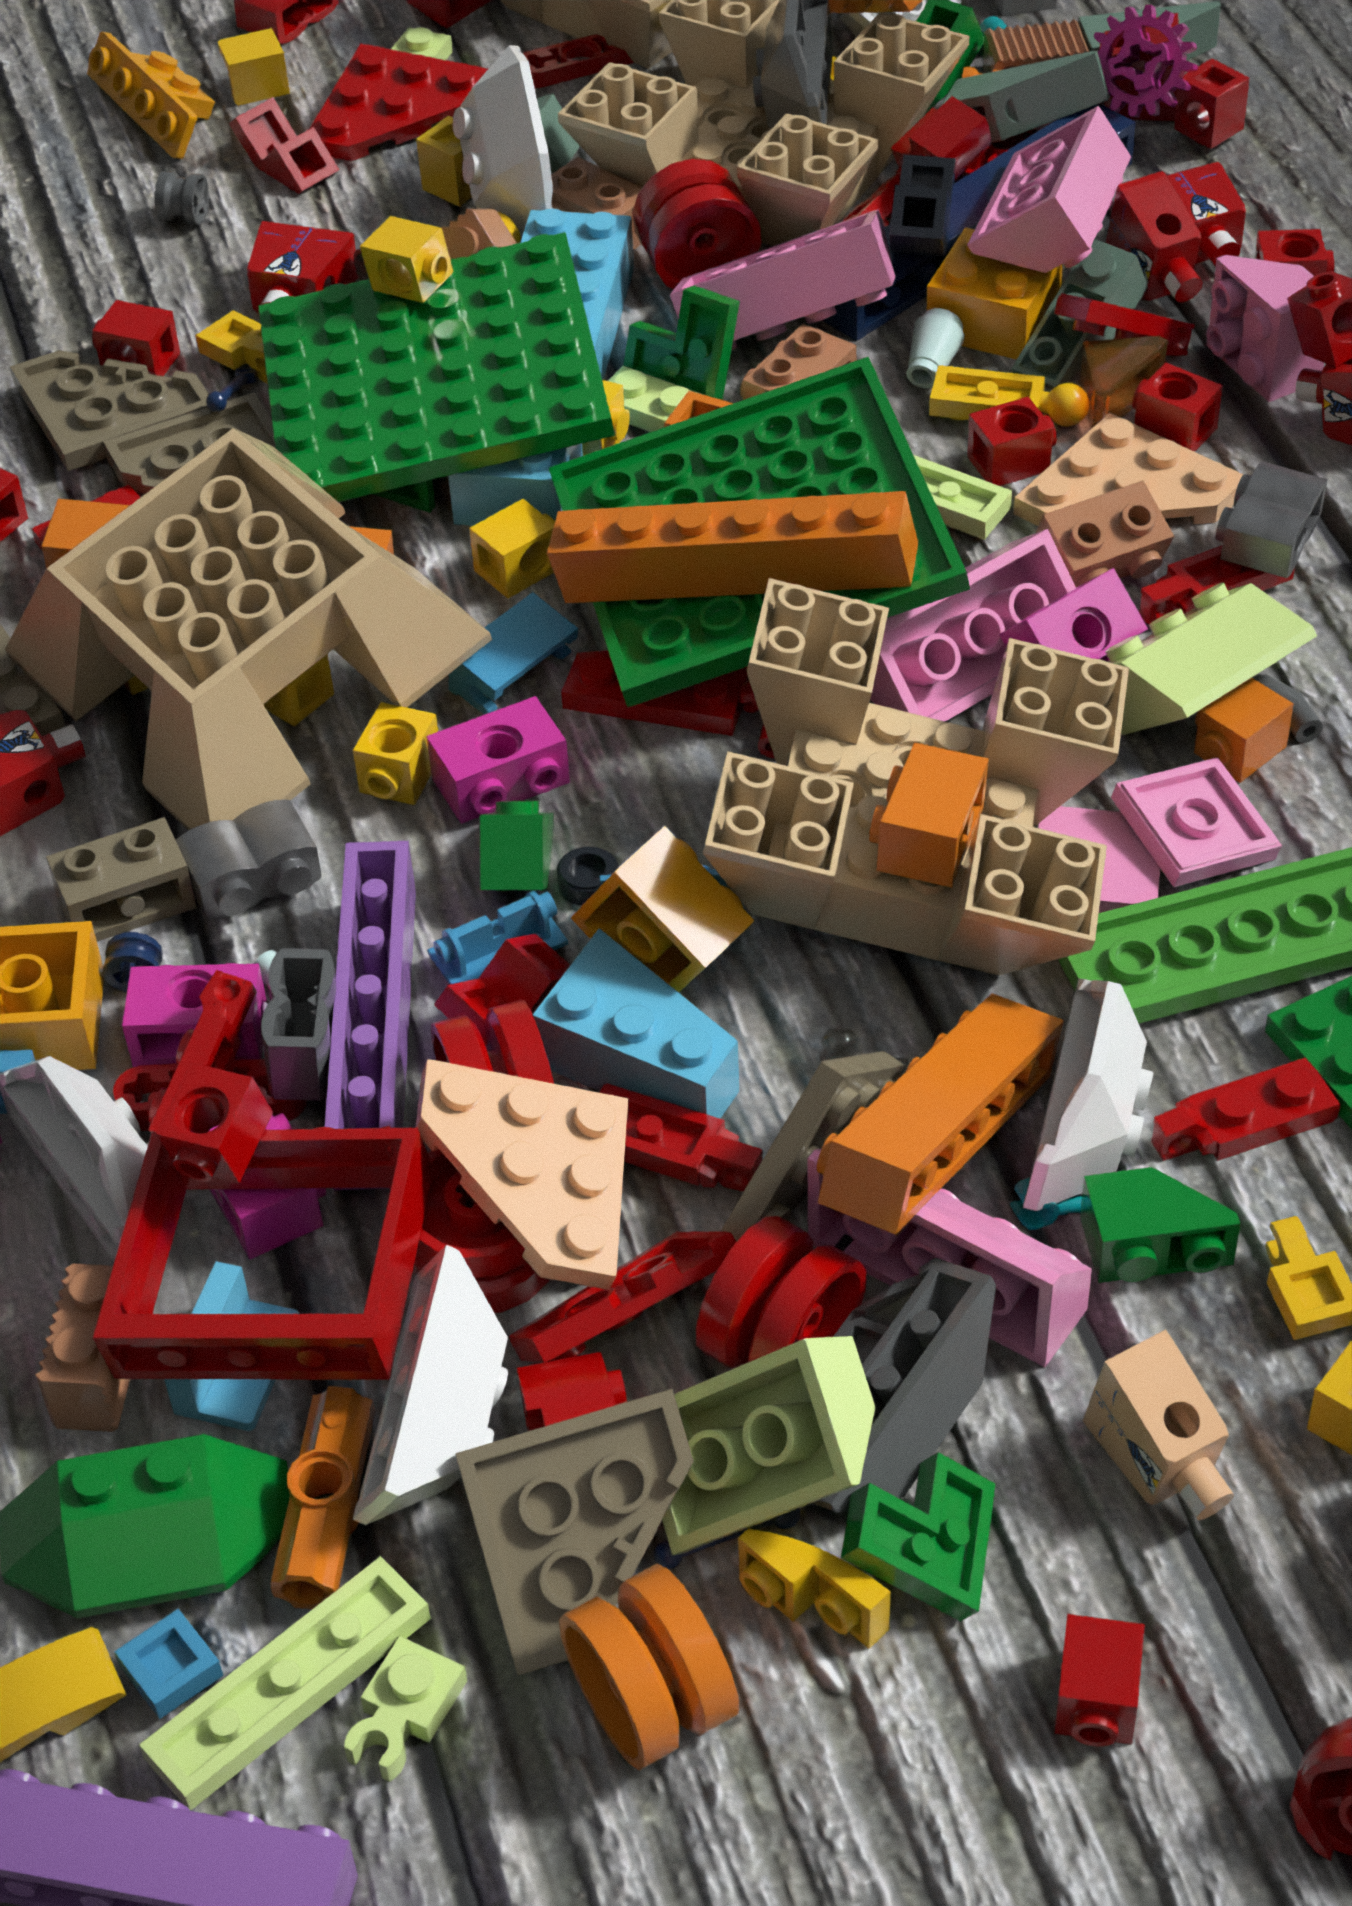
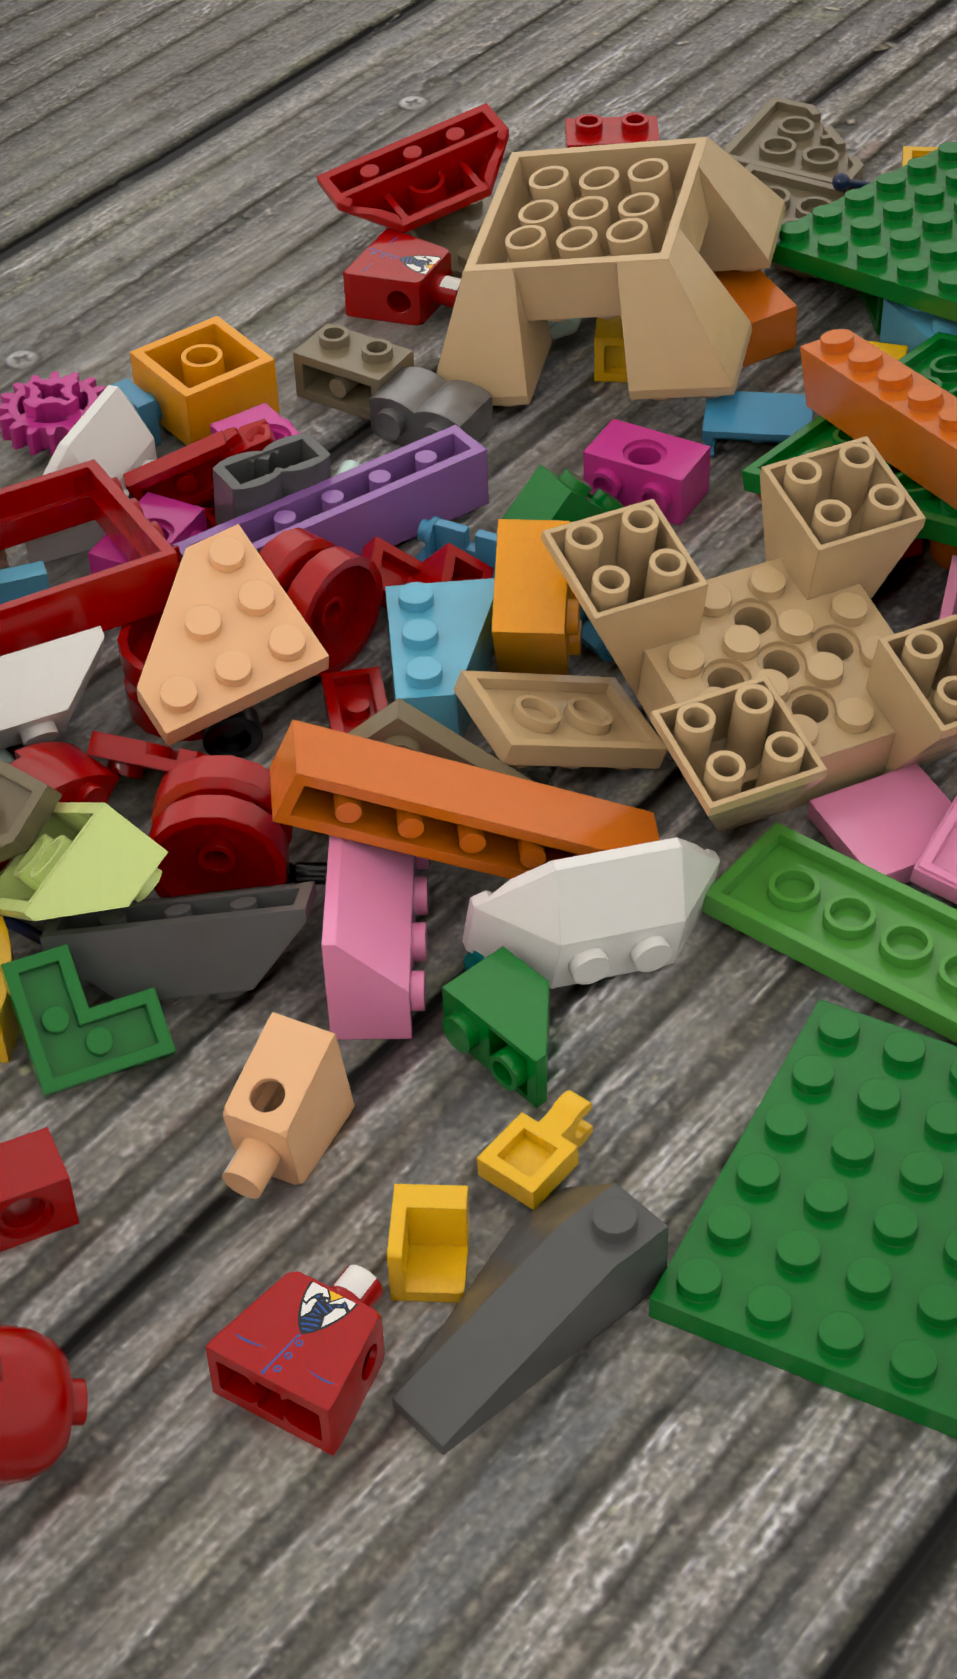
camera: 55 degrees right, 5 degrees down
(129, 948) = (293, 407): dark blue bush -> none
(137, 336) = (868, 128): red brick -> none
(208, 1100) = (94, 464): red brick -> none
(394, 753) = (589, 413): yellow brick -> none
(814, 994) = (559, 720): none -> tan plate
(929, 814) = (754, 643): orange brick -> none
(1247, 1113) = (699, 1037): red hinge -> none

